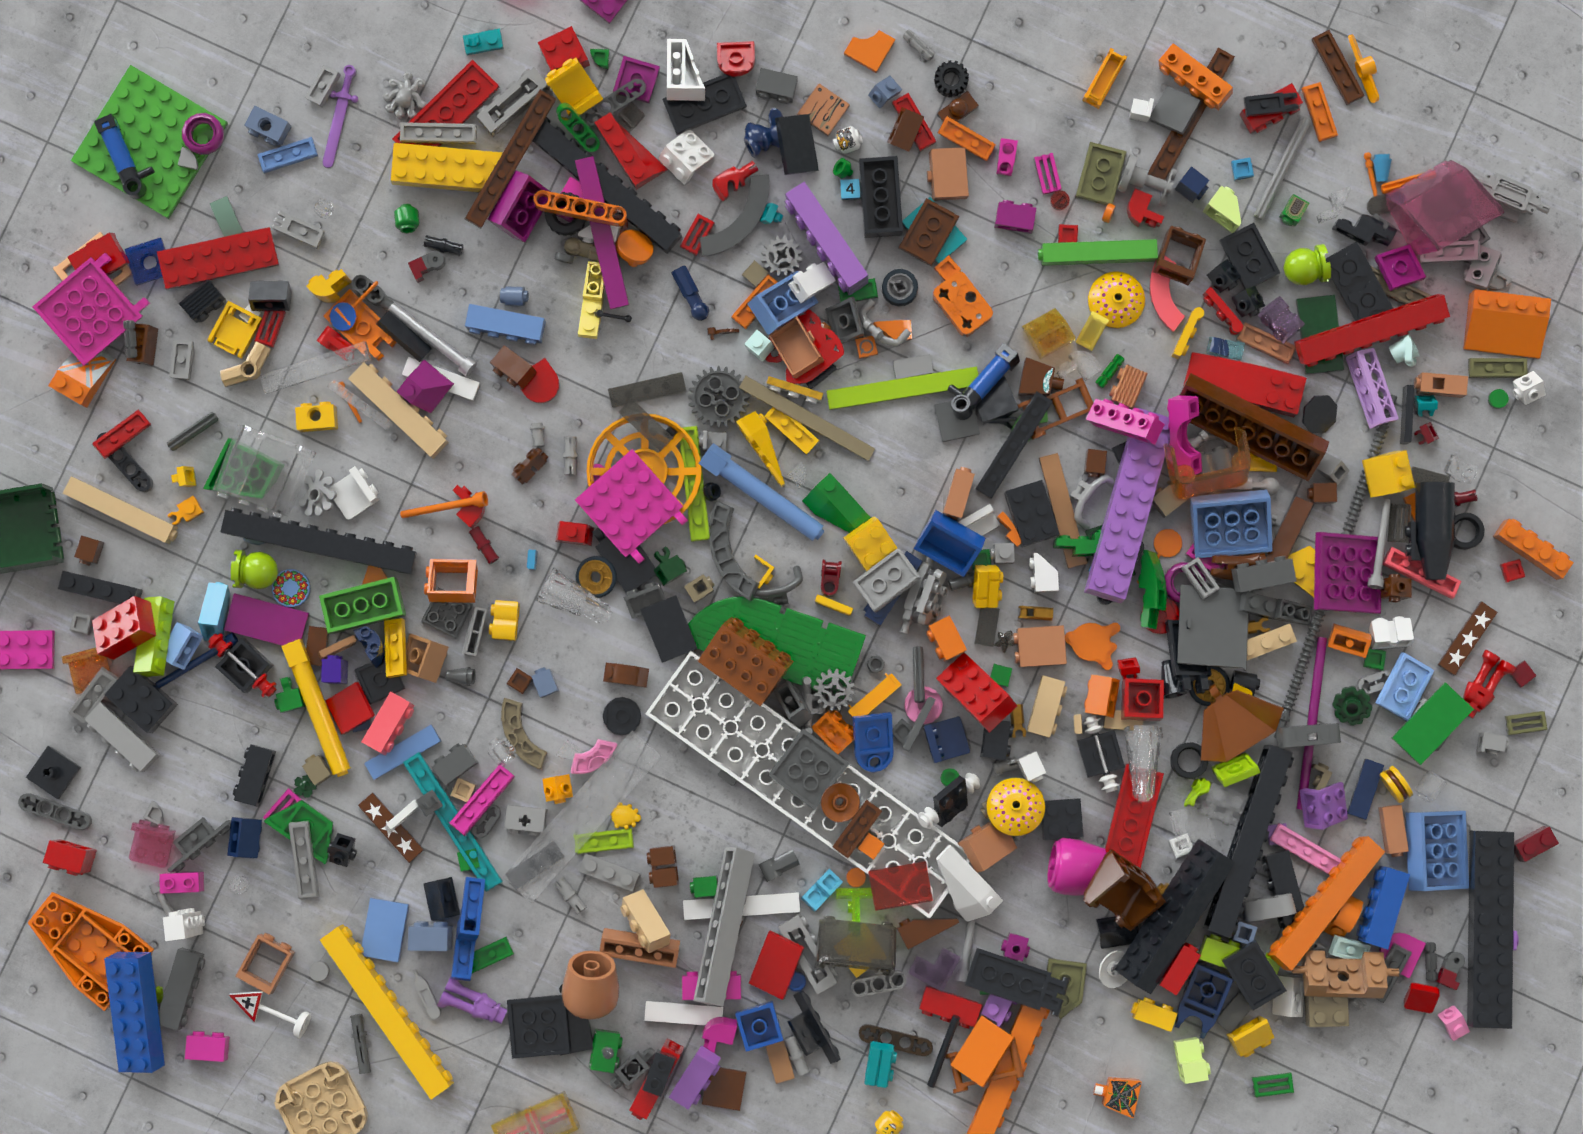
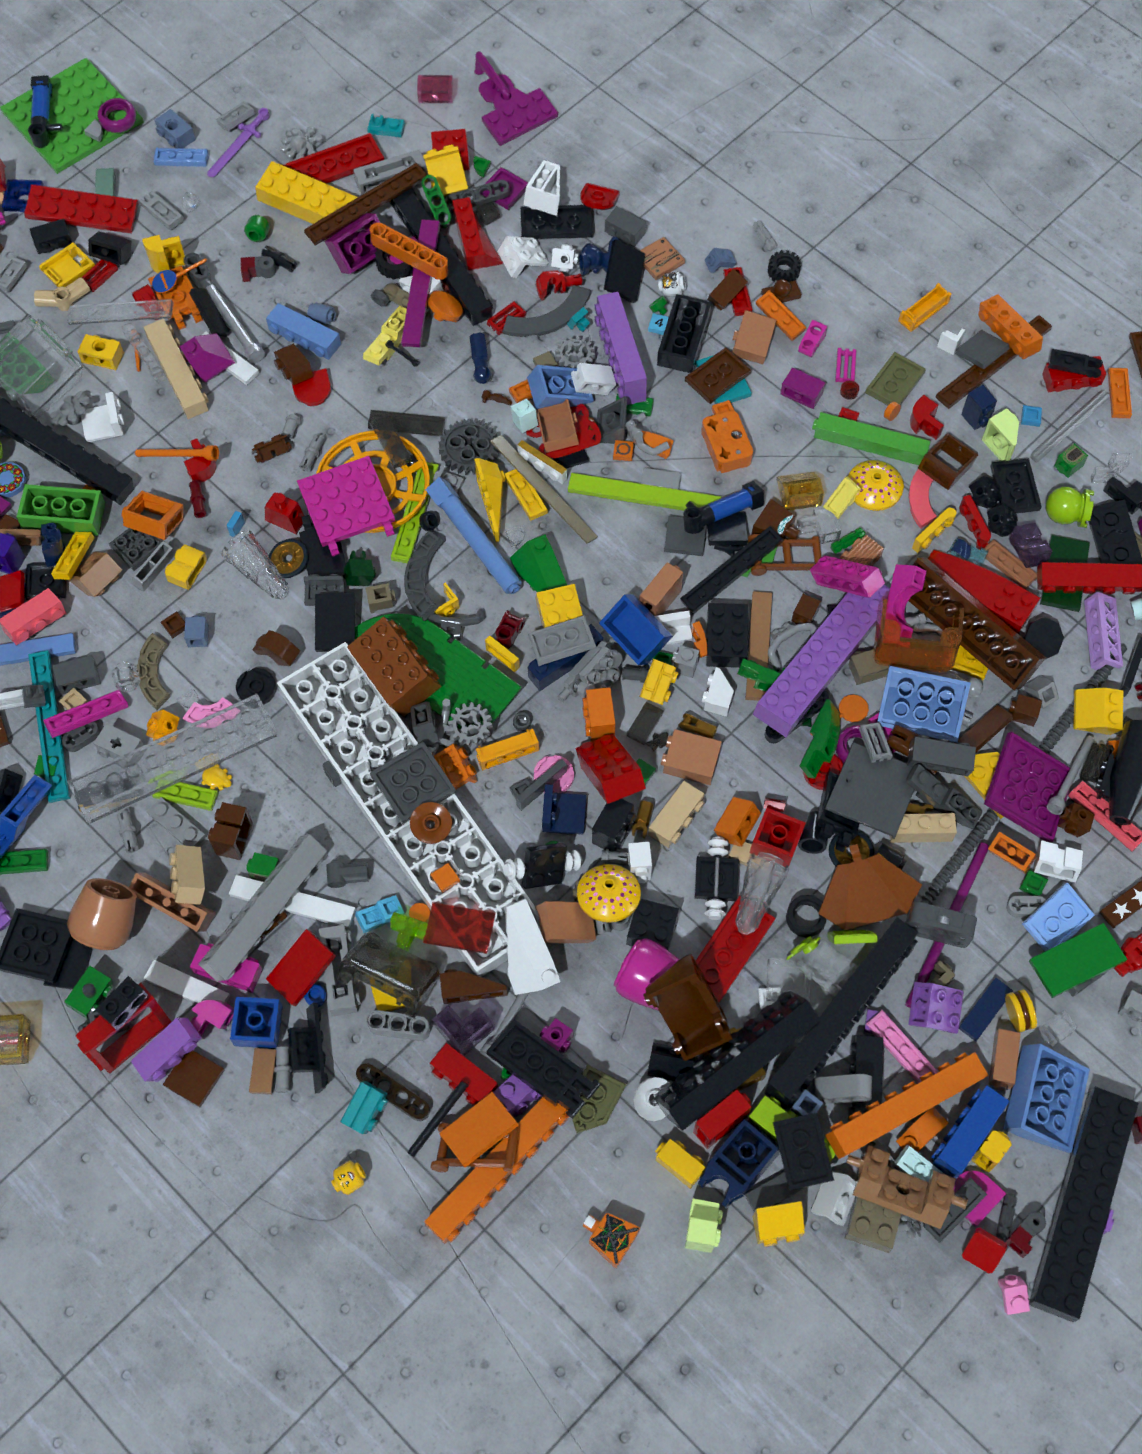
camera: 15 degrees right, 20 degrees down
(438, 133) = (325, 175): light grey tile -> none
(462, 676) = (123, 601): dark grey cone -> none
(730, 146) = (559, 261): none -> white brick
(857, 829) = (437, 855): reddish brown plate -> none
(870, 51) = (719, 228): orange tile -> none
(873, 739) = (491, 785): blue tile -> none
(904, 296) = (673, 419): wheel -> none
(918, 674) = (560, 741): dark grey axle -> none
(1078, 727) = (702, 843): tan tile -> none
(1093, 642) = (747, 772): orange tile -> none
(1139, 177) = (930, 387): light grey piece -> none
(1256, 1086) = (805, 1295): green tile -> none
(1352, 705) = (996, 919): dark green plant -> none
(1408, 915) = (991, 1150): none -> yellow brick

